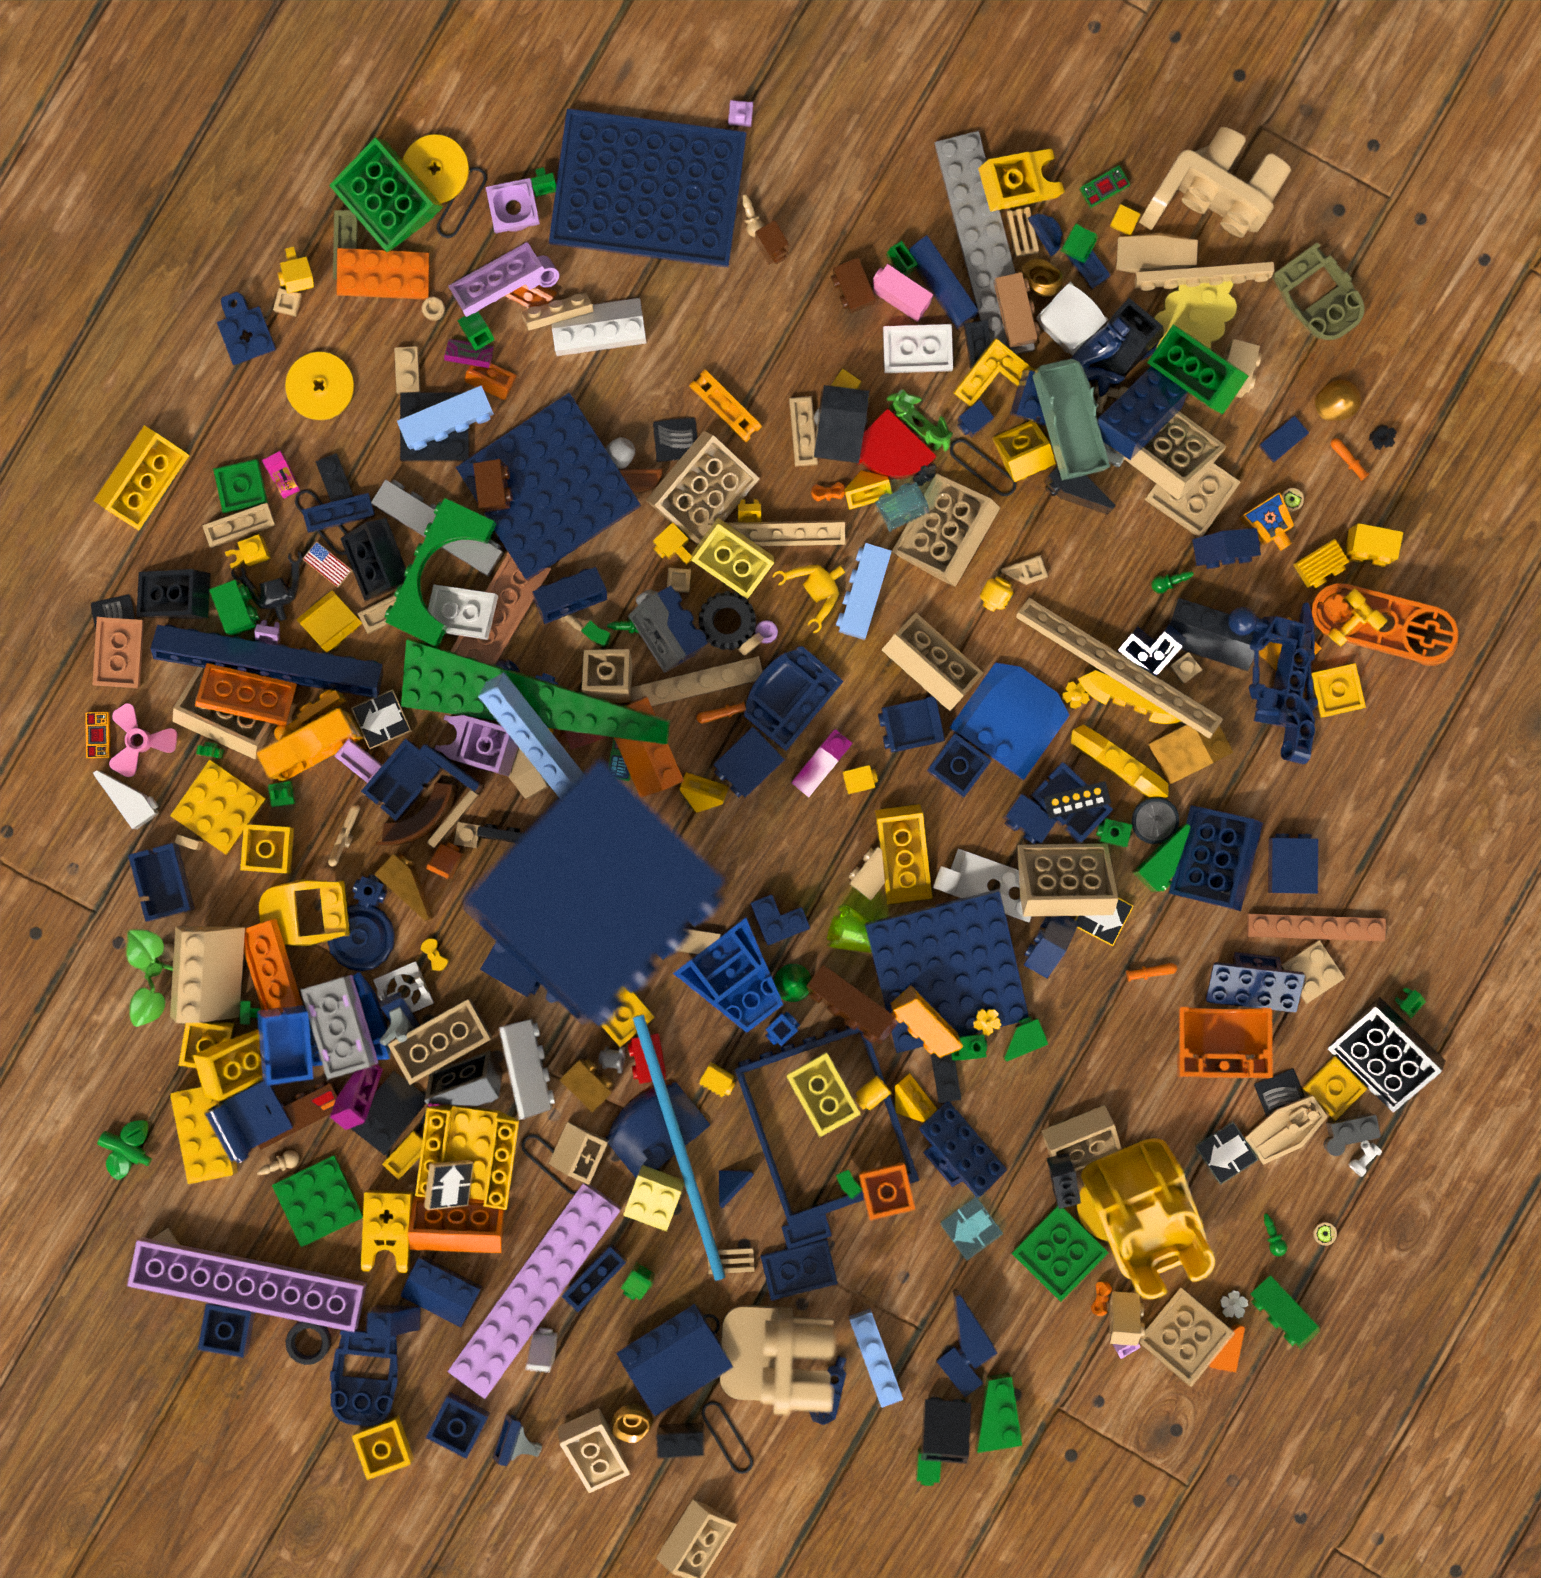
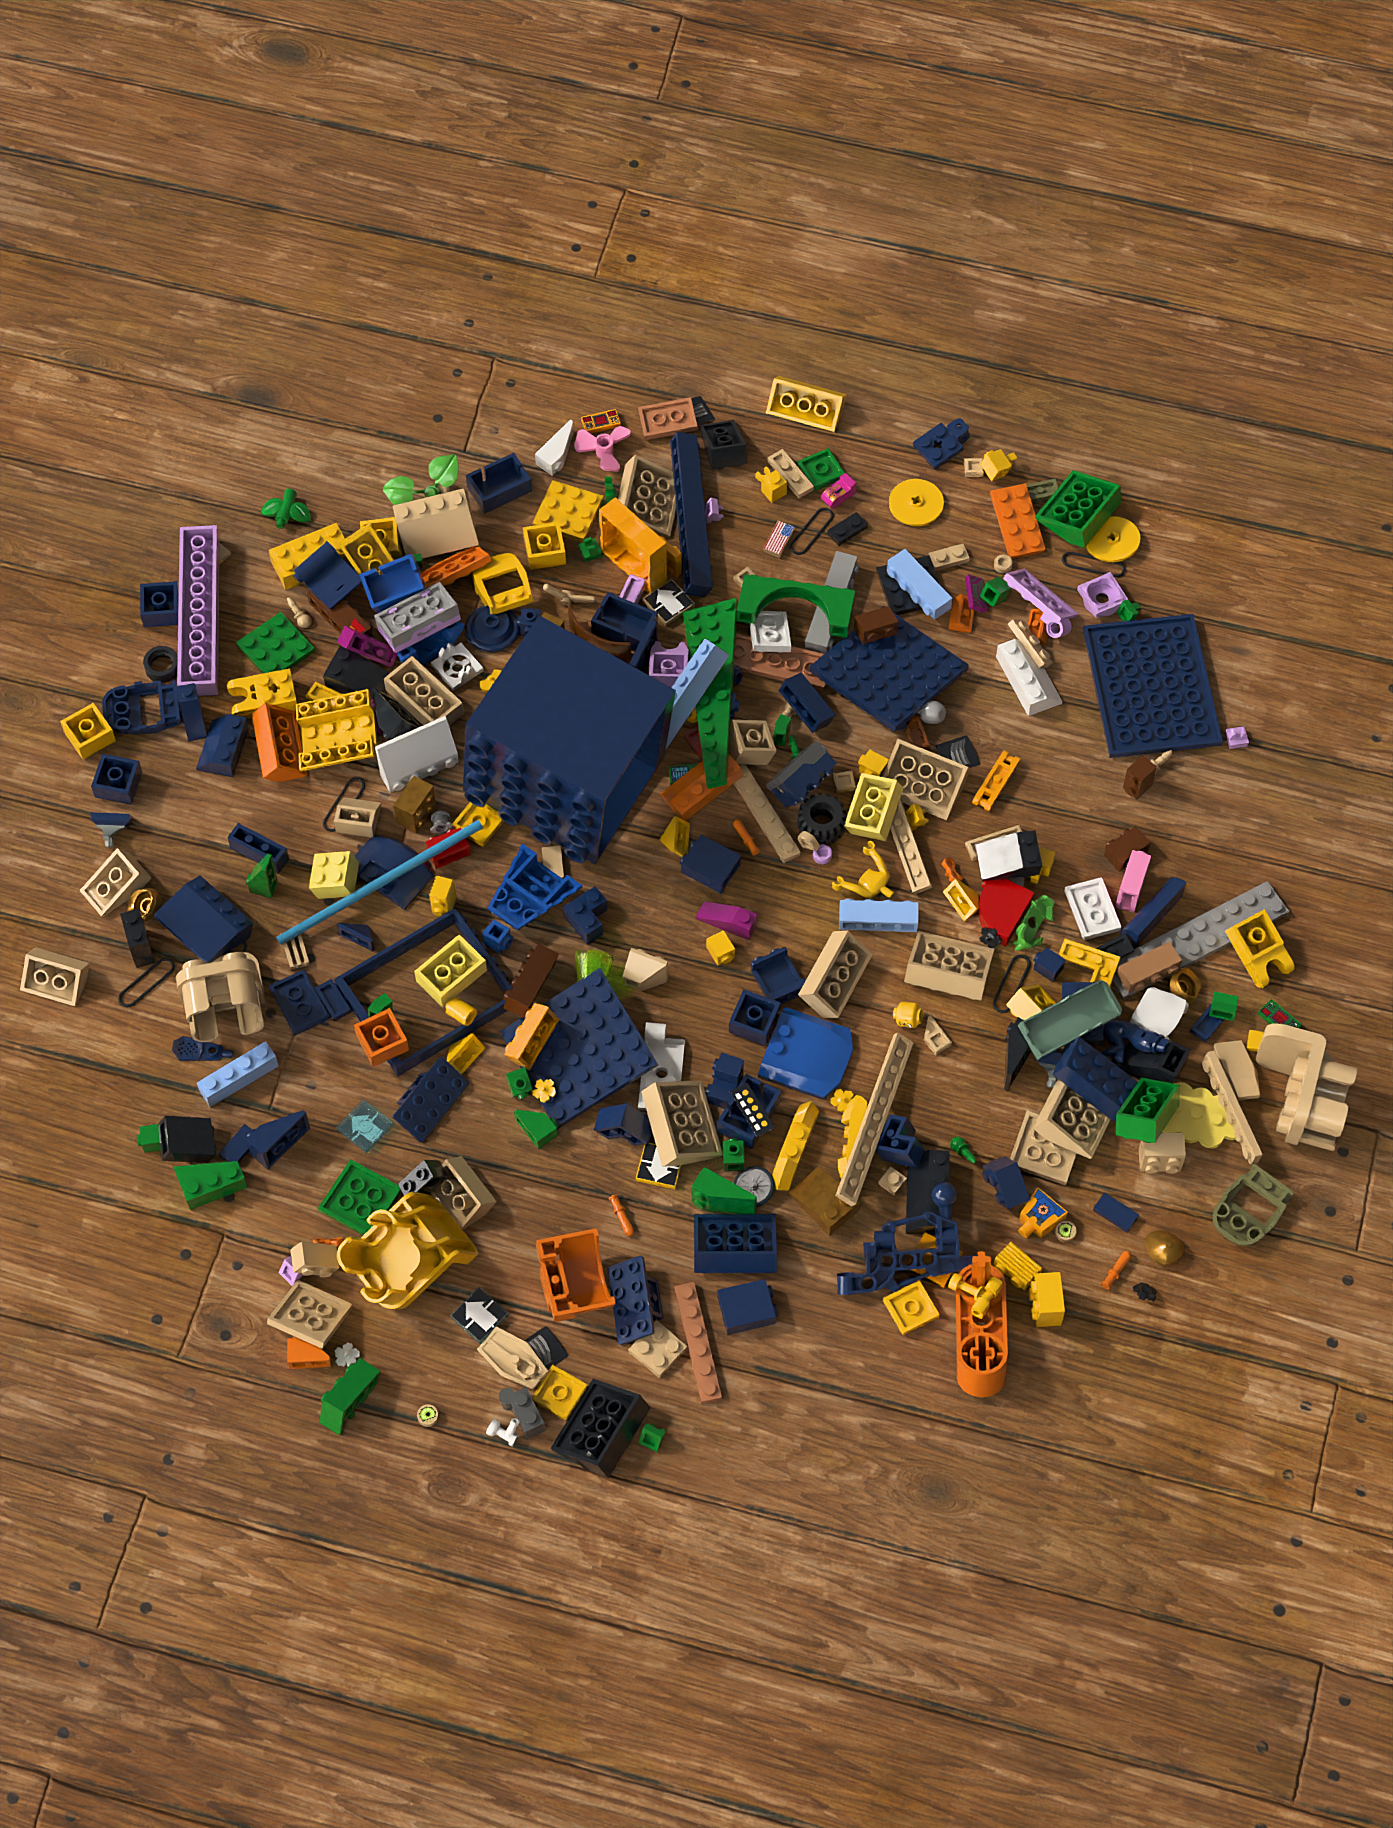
camera: 80 degrees right, 25 degrees down
(188, 842) = (534, 497): tan tile -> none
(234, 607) = (725, 480): green brick -> none
(246, 694) = (660, 501): orange plate -> none
(274, 592) = (745, 507): black piece -> none
(329, 621) = (734, 549): yellow slope -> none
(338, 513) = (820, 534): dark blue plate -> none
(374, 558) = (797, 564): black slope -> none
(400, 1016) = (437, 661): piece -> none
(448, 1184) = (310, 723): tile -> none
(534, 1289) = (230, 804): lavender brick -> none
(542, 1350) = (190, 821): white slope -> none
(790, 695) = (774, 879): dark blue slope -> none
(792, 982) = (535, 936): green hat -> none
(901, 258) = (1167, 870): green piece -> none
(902, 506) = (957, 925): clear light blue brick -> none
(904, 853) = (669, 995): yellow slope -> none
(945, 1078) = (490, 1074): black hinge -> none
(1019, 212) = (1232, 958): tan tile -> none
(1048, 231) = (1226, 982): dark blue tile -> none
(1277, 1246) = (407, 1376): green bar -> none

